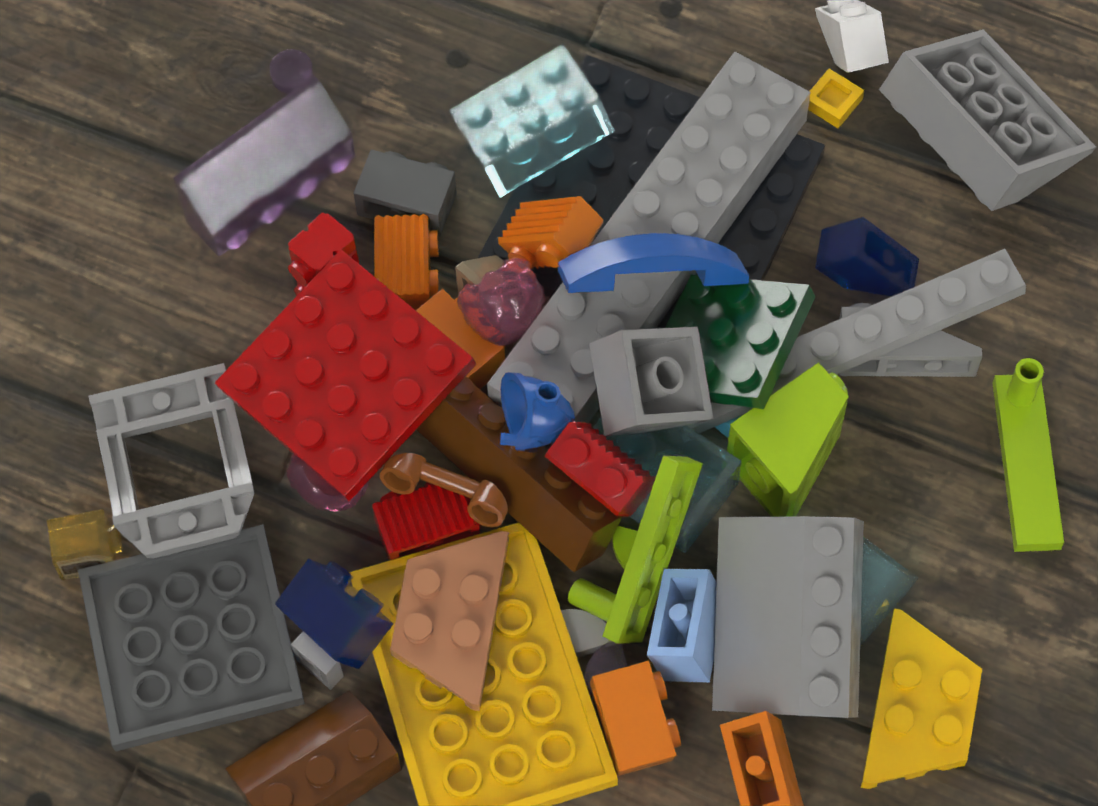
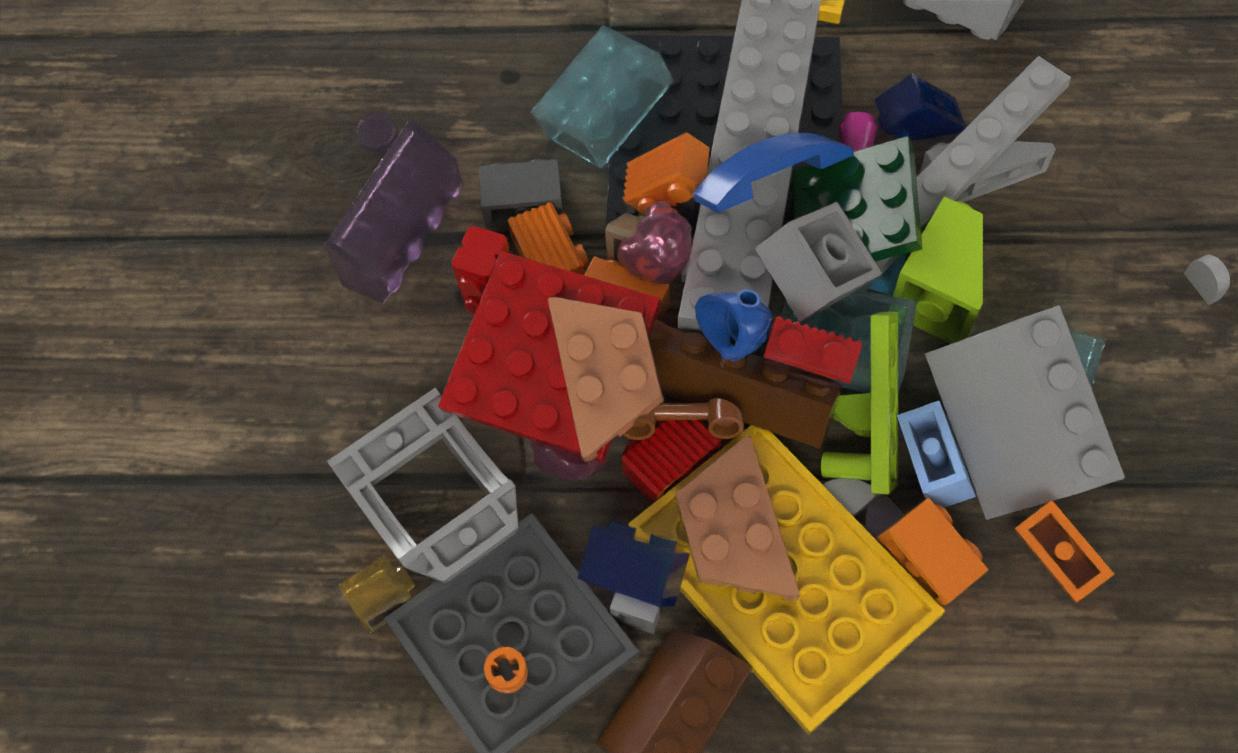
camera: 20 degrees left, 0 degrees up
(179, 673) = (513, 657): none -> orange bush
(384, 409) = (605, 369): none -> nougat wing
(787, 260) = (858, 130): none -> dark pink cone
(921, 705) = (1154, 448): yellow wing -> none
(1028, 459) = (1124, 217): lime piece -> none
(1079, 557) = (1208, 277): none -> light grey tile

